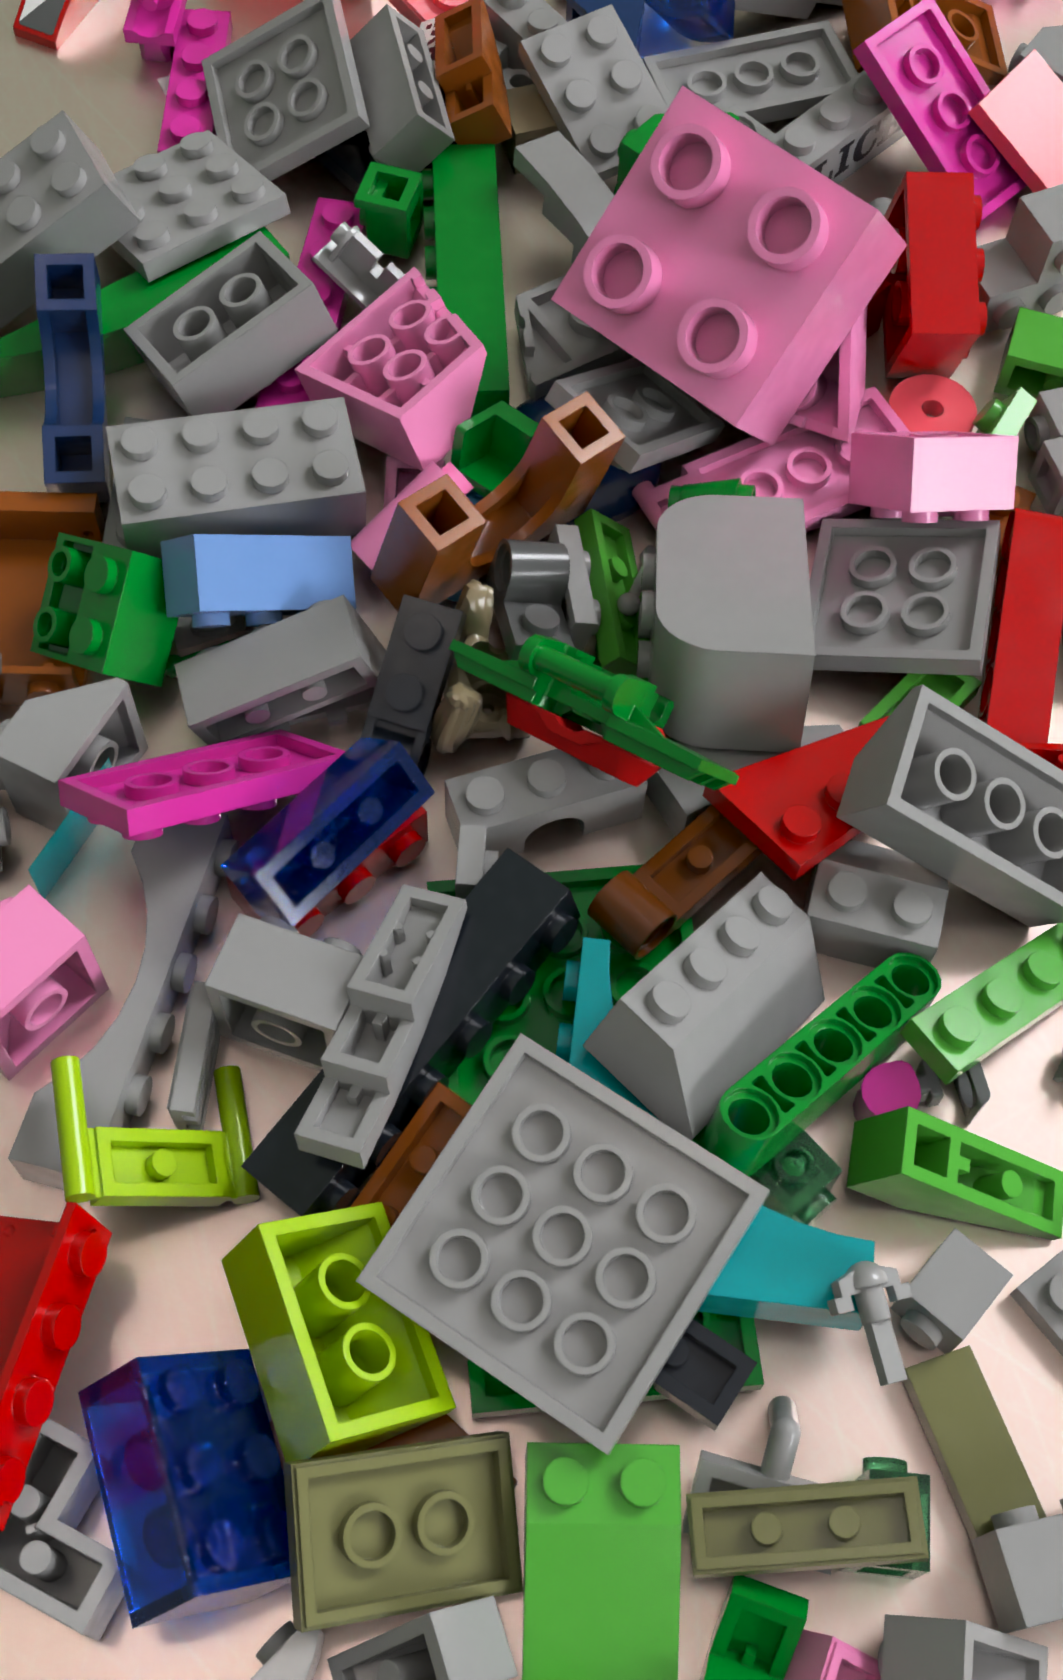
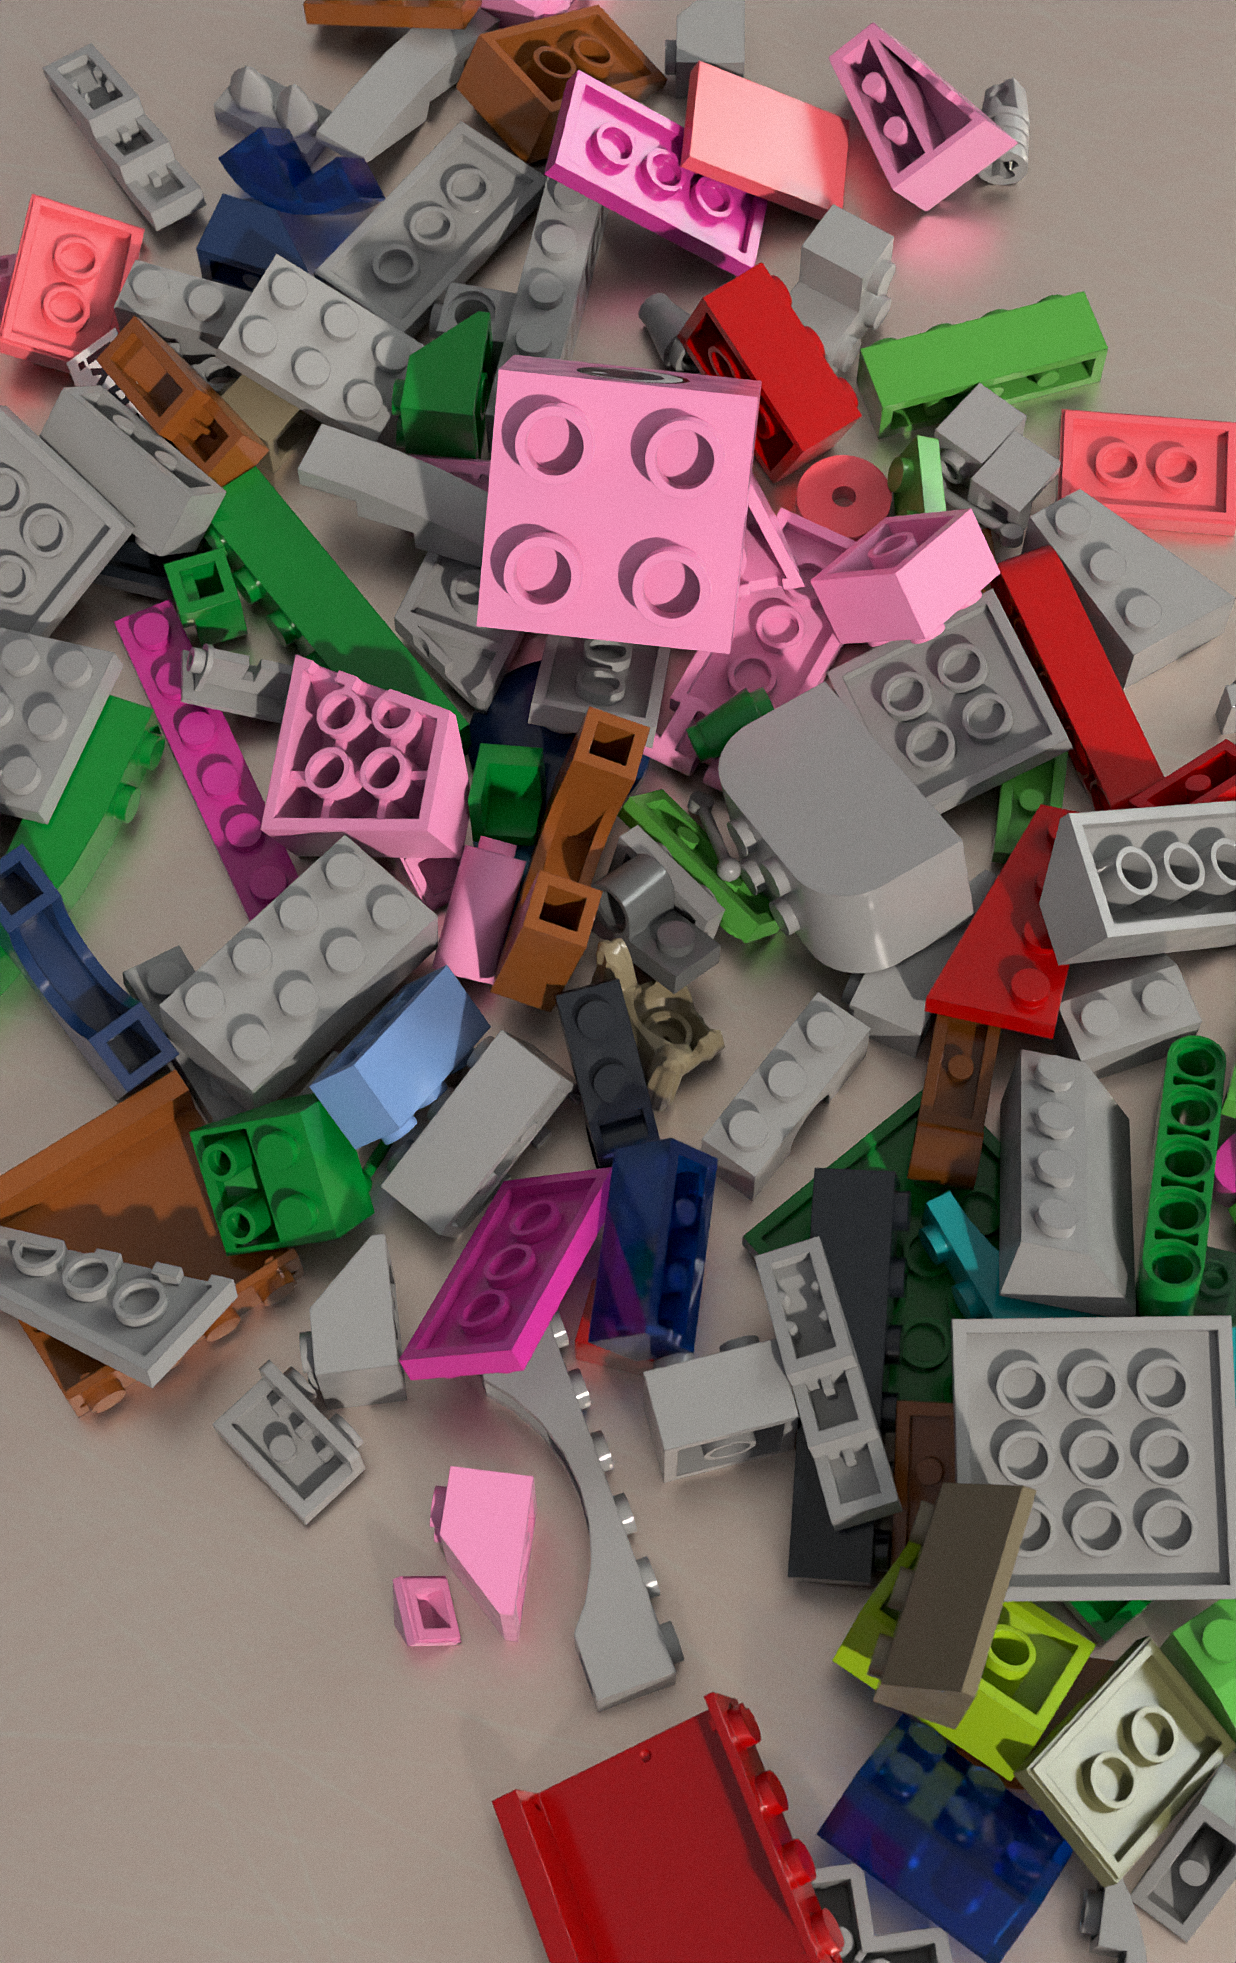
camera: 30 degrees left, 5 degrees up
(61, 849) = (408, 1395): teal sticker -> none
(153, 1164) = (717, 1622): lime plate -> none
(194, 1062) = (670, 1514): light grey tile -> none
(232, 329) = (170, 826): light grey brick -> none
(326, 1263) = (950, 1600): none -> dark tan slope
(472, 858) = (784, 1200): light grey plate -> none
(560, 690) = (757, 993): green piece -> none
(1047, 502) = (1009, 534): none -> light grey hinge

